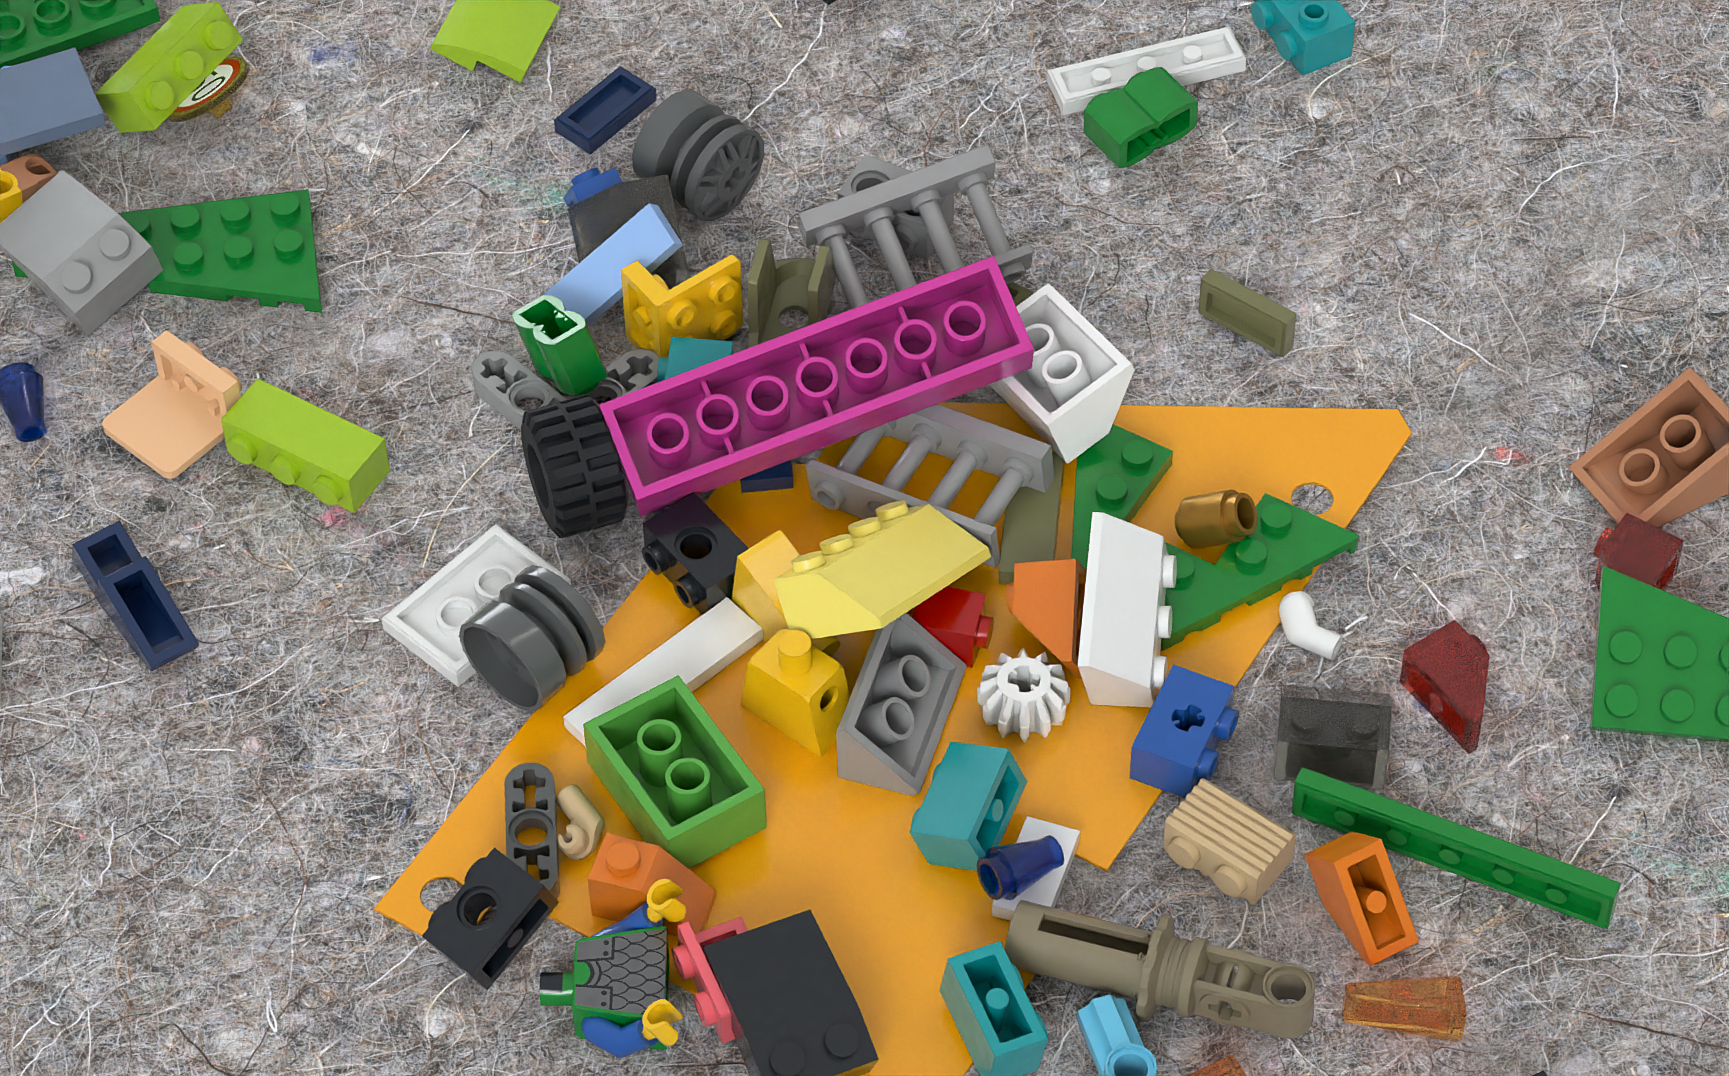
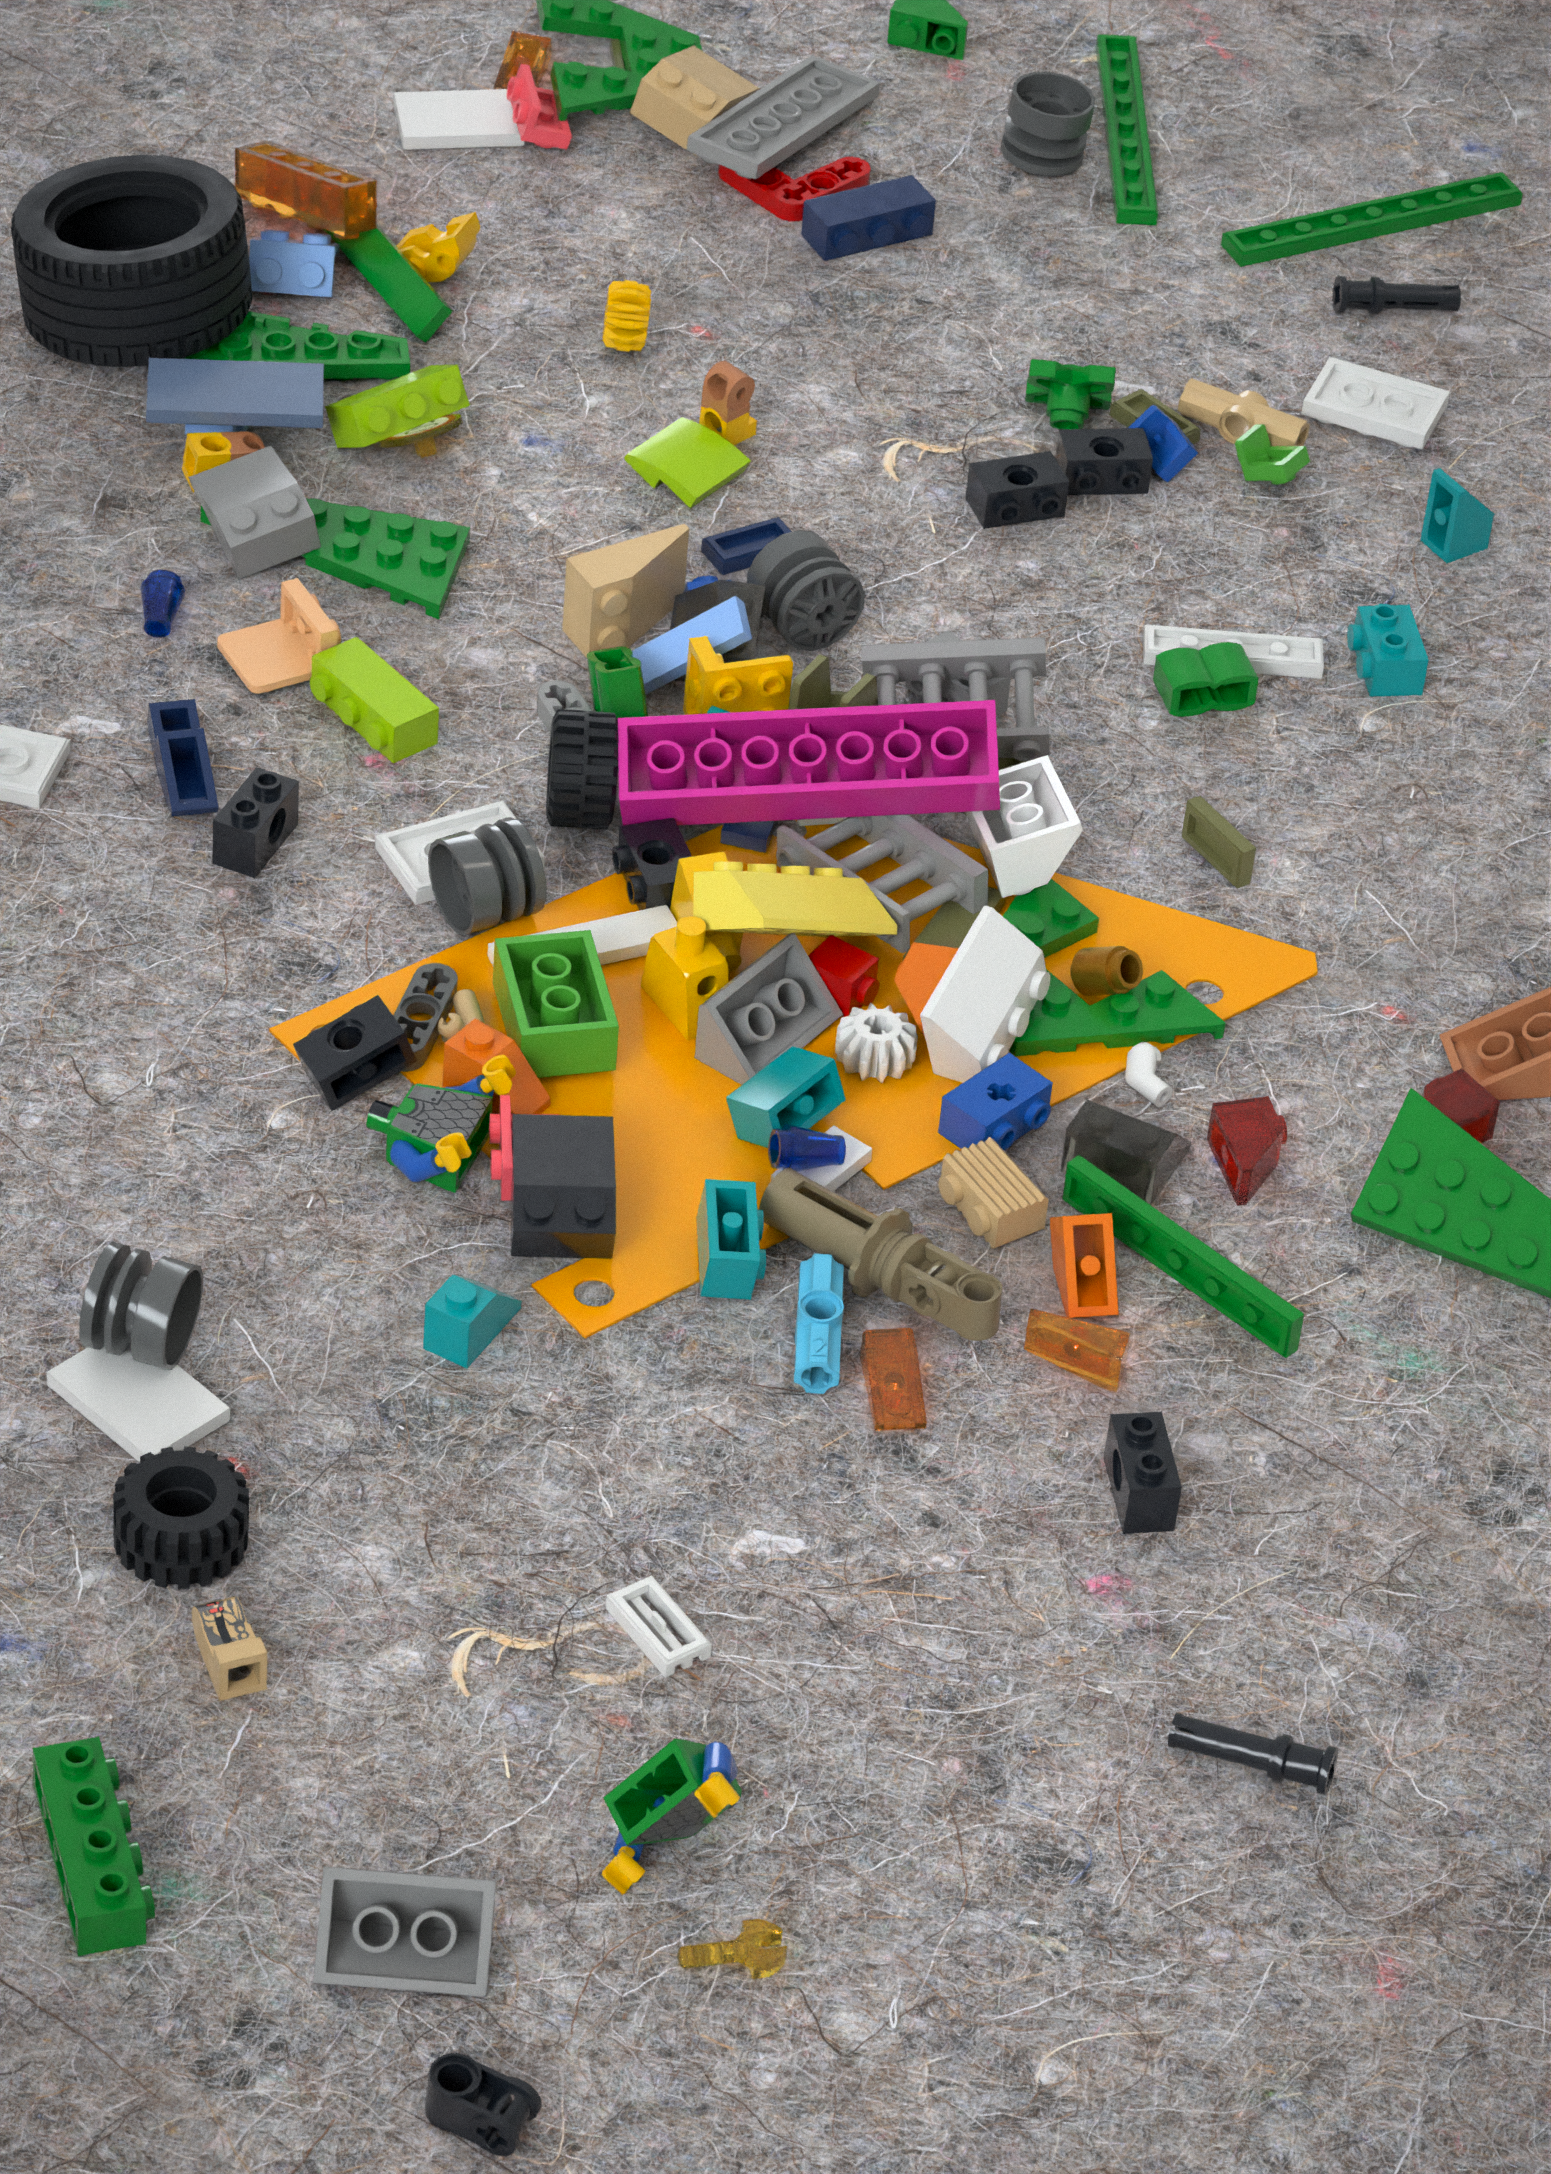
camera: 15 degrees right, 10 degrees down
(249, 651) = (255, 822): none -> black brick
(508, 221) = (623, 589): none -> tan slope

